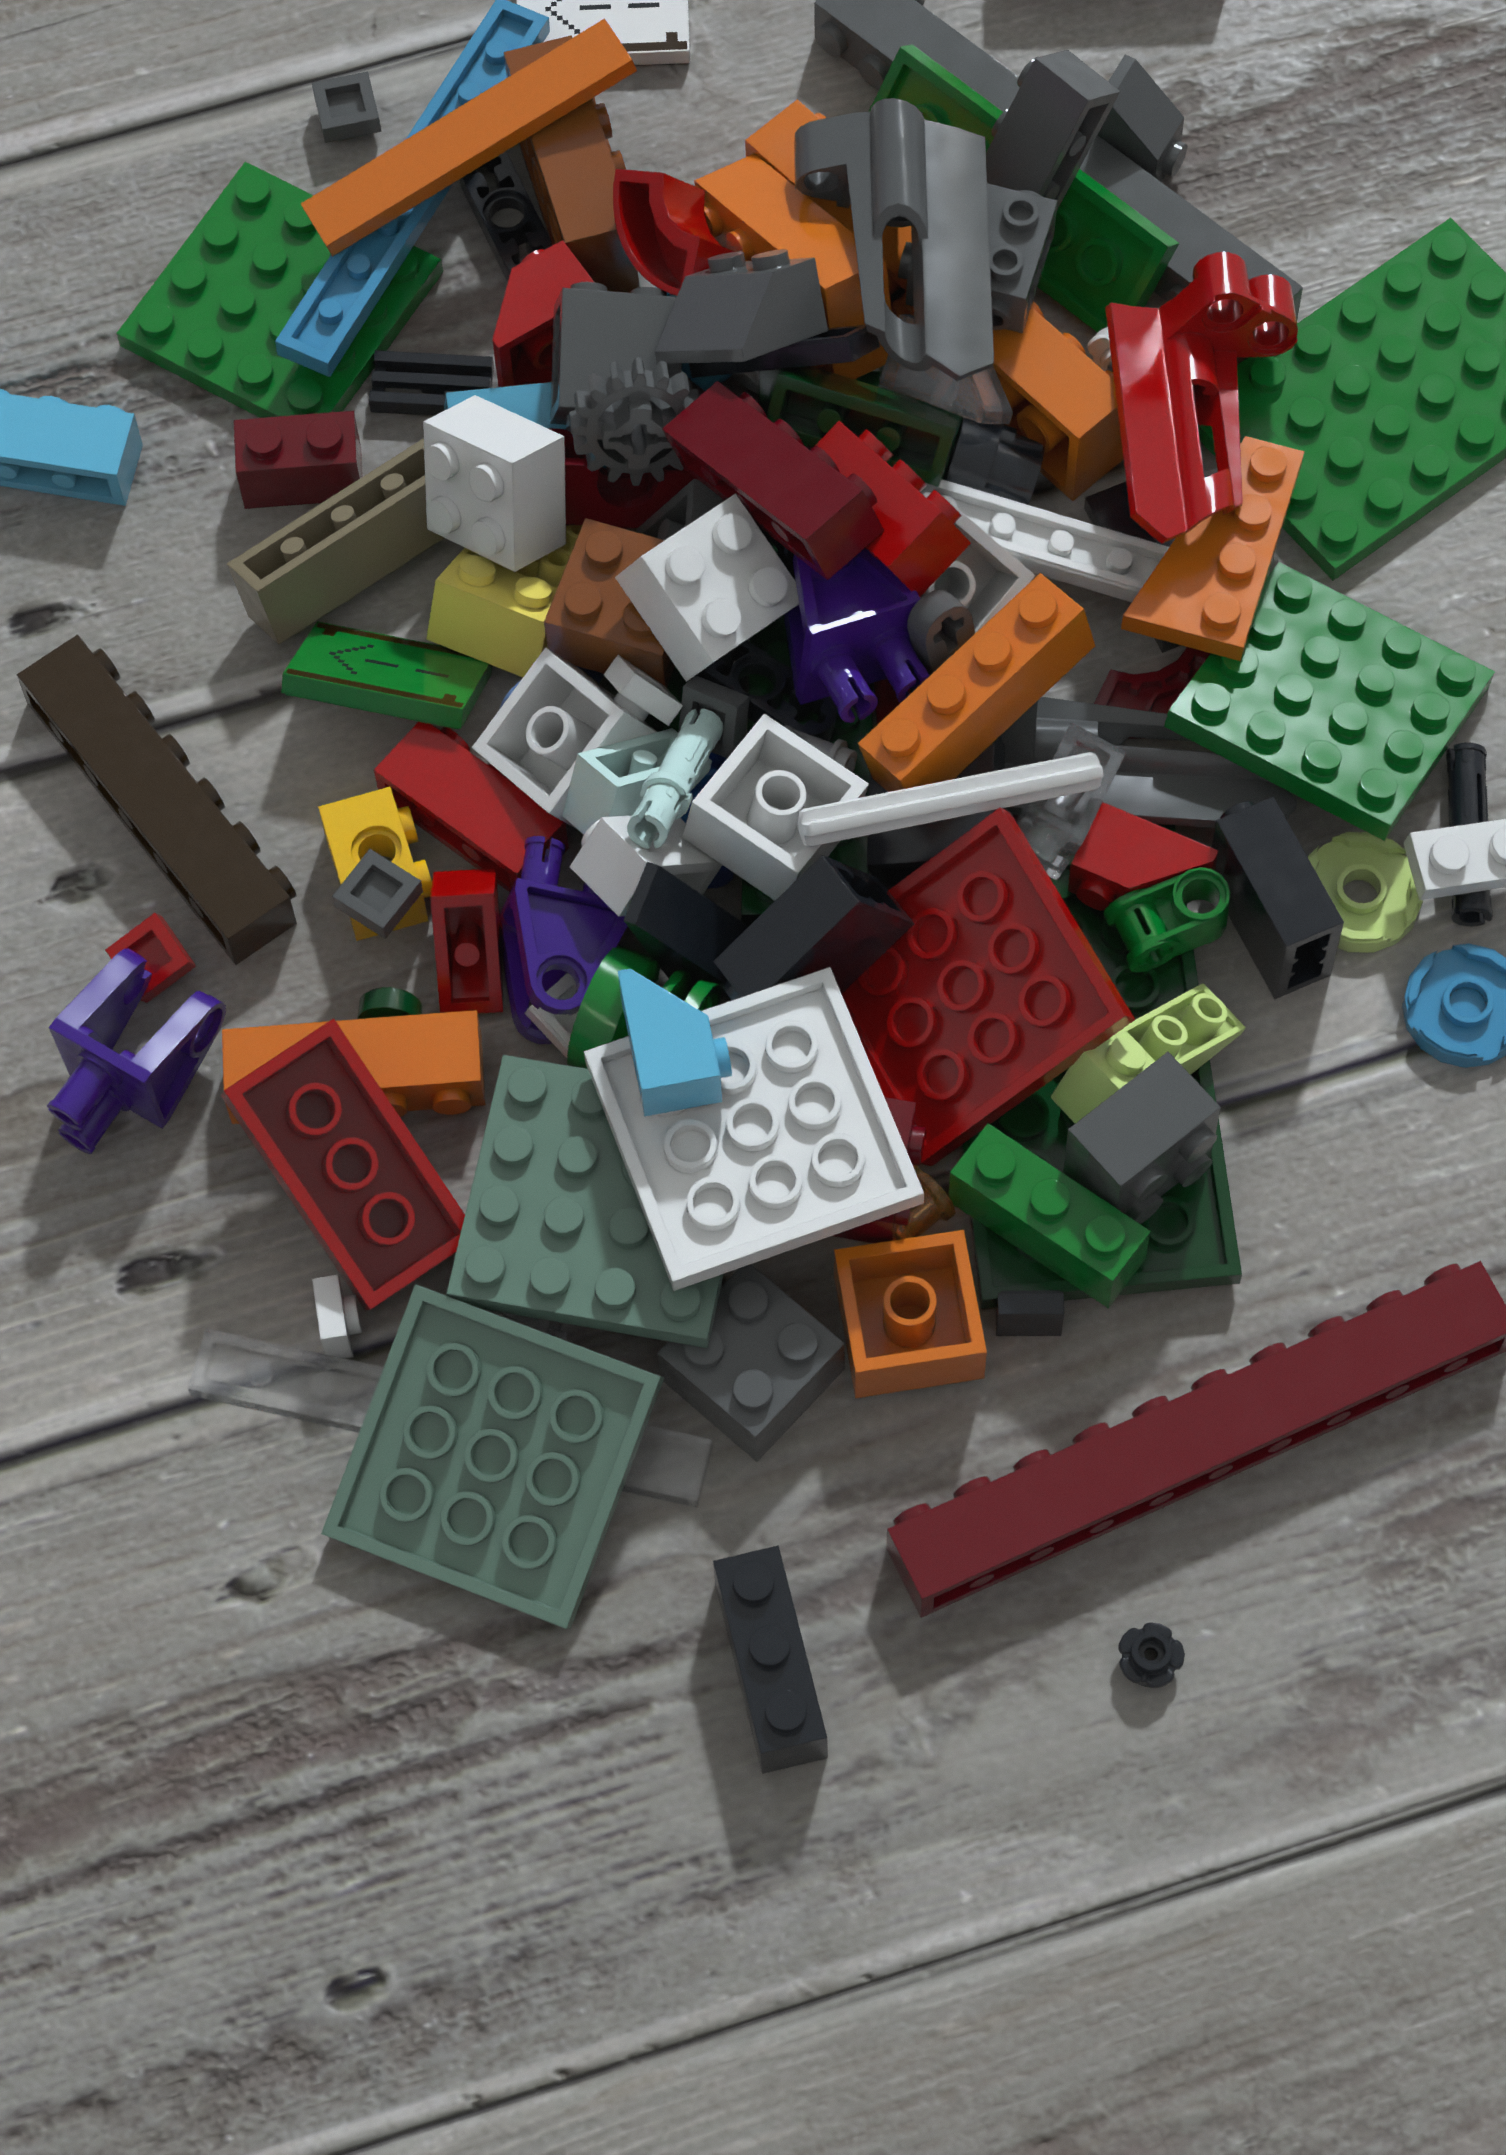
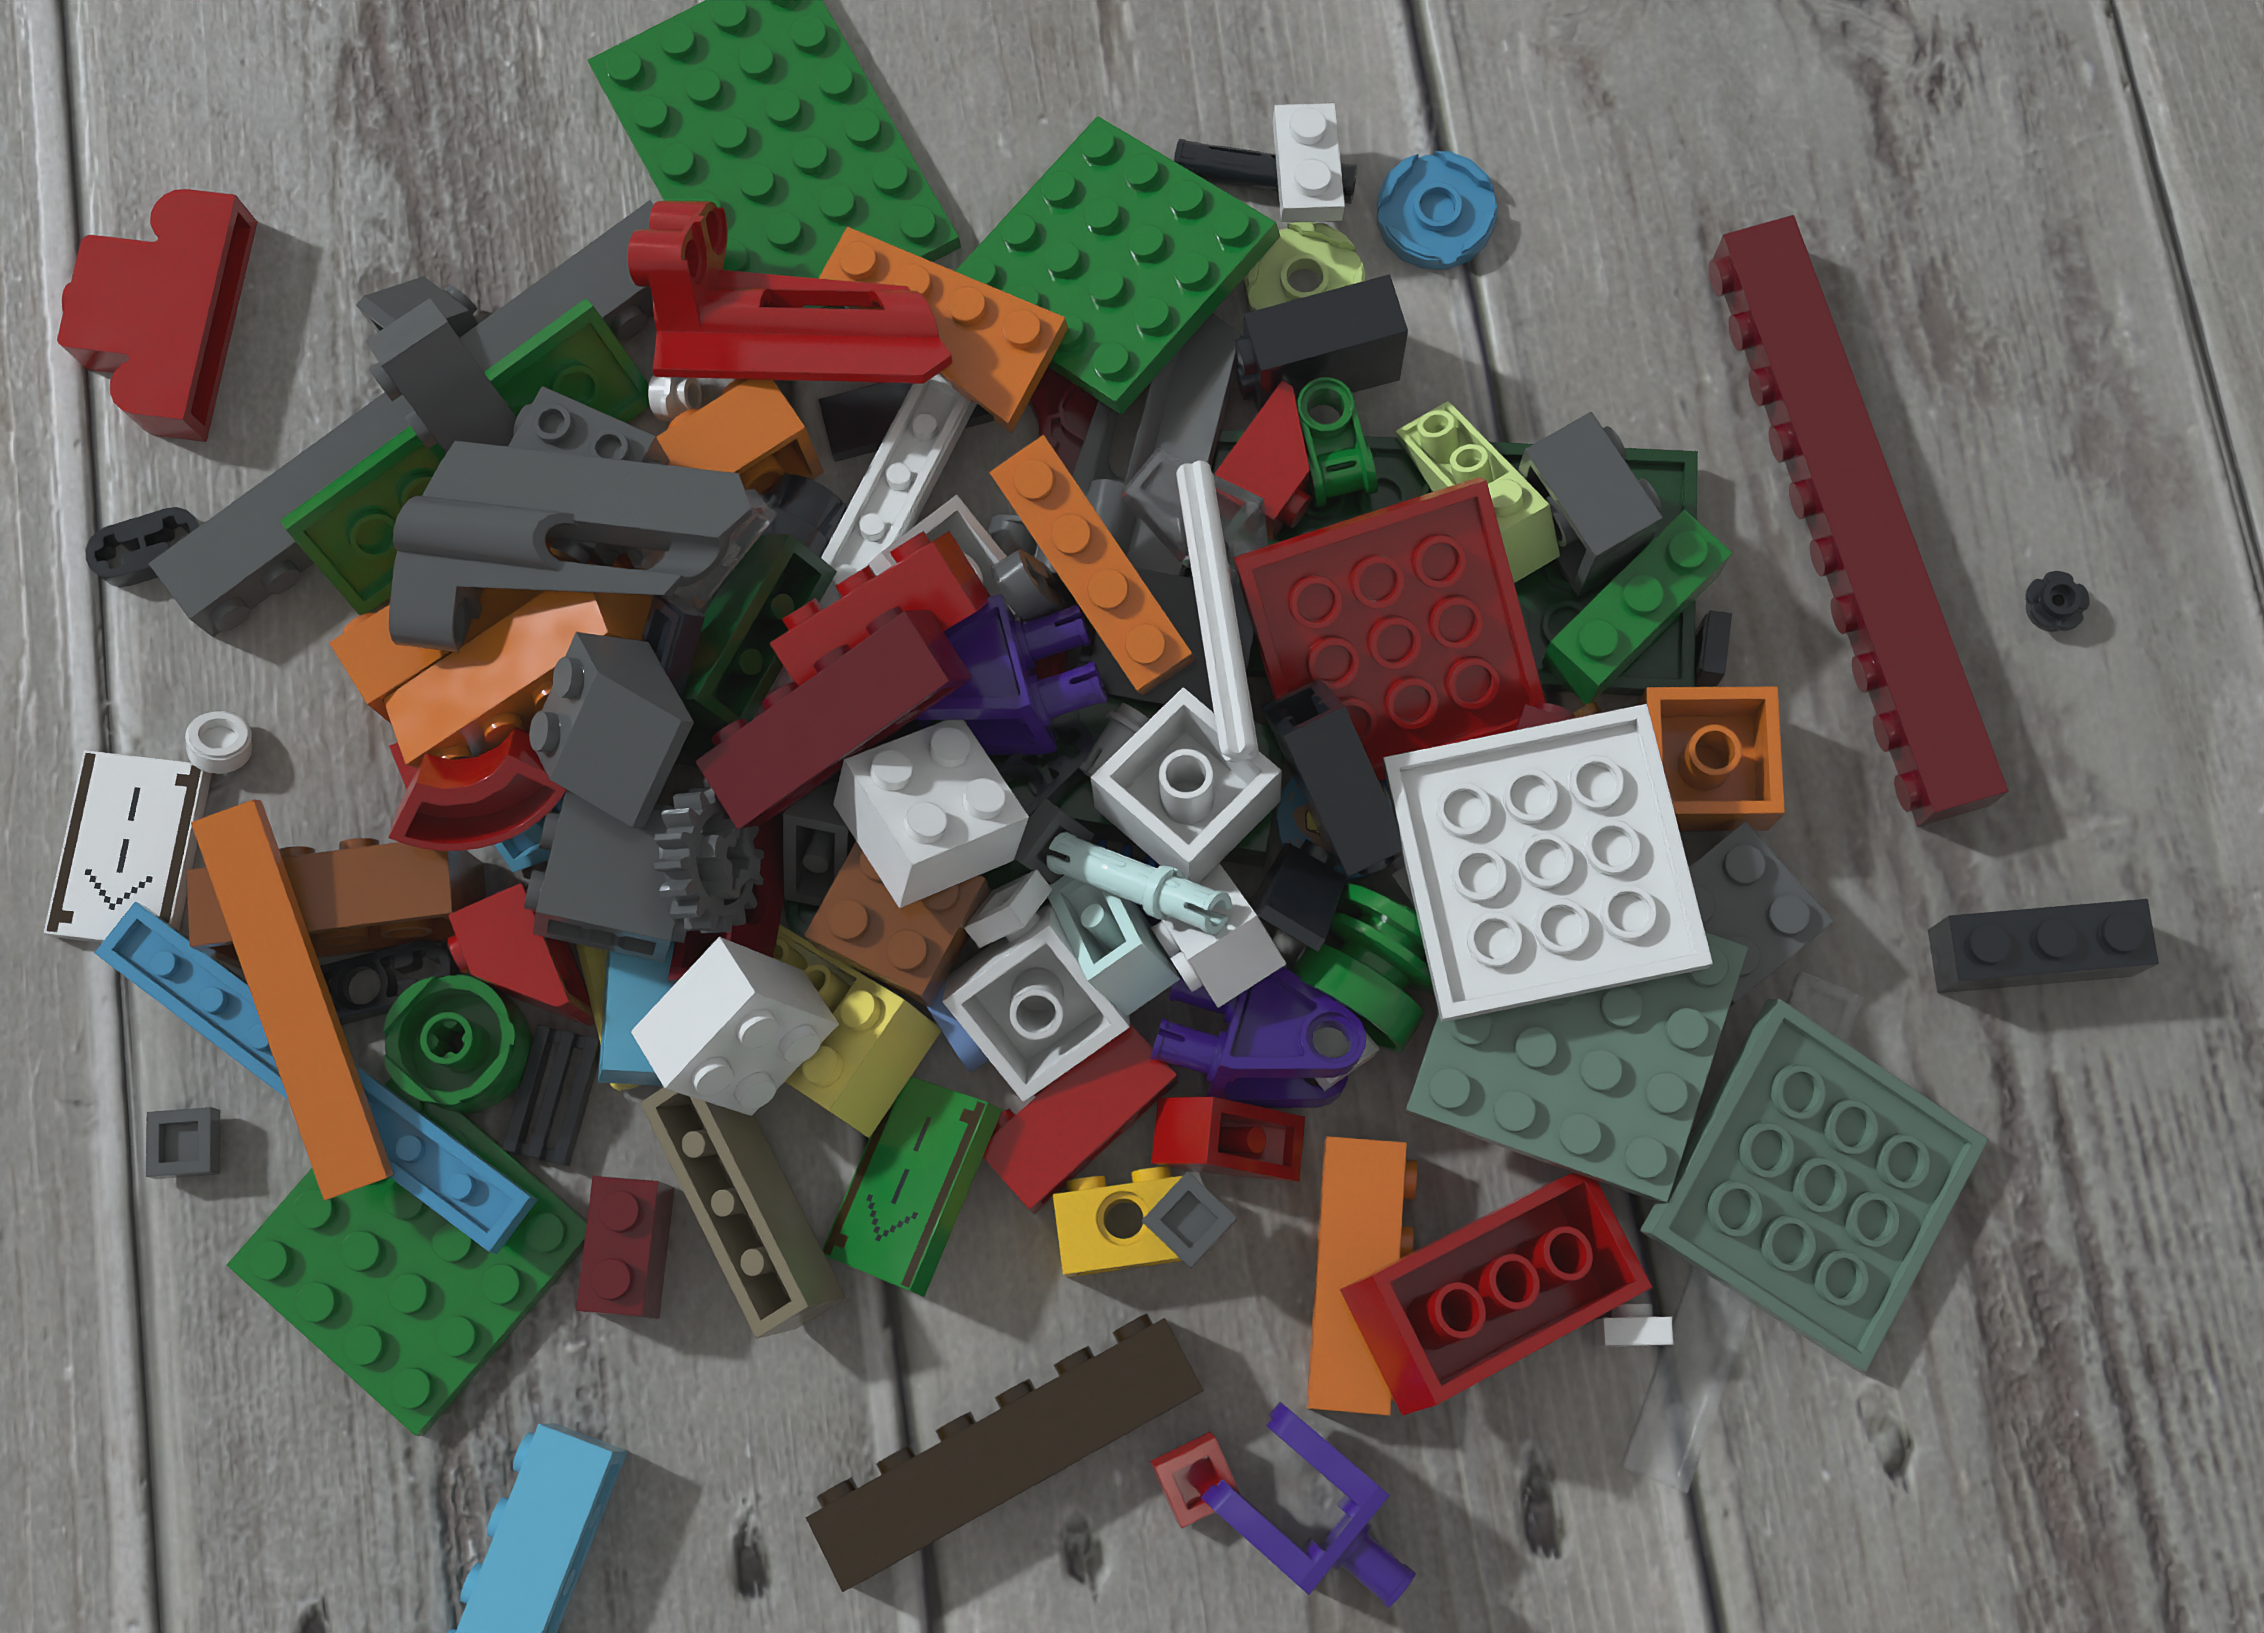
camera: 75 degrees left, 10 degrees up
(388, 1003) = (1298, 1231): dark green tile -> none
(455, 287) = (422, 1050): none -> green brick
(671, 1048) = (1471, 925): medium azure slope -> none
(712, 57) = (218, 742): none -> white tile

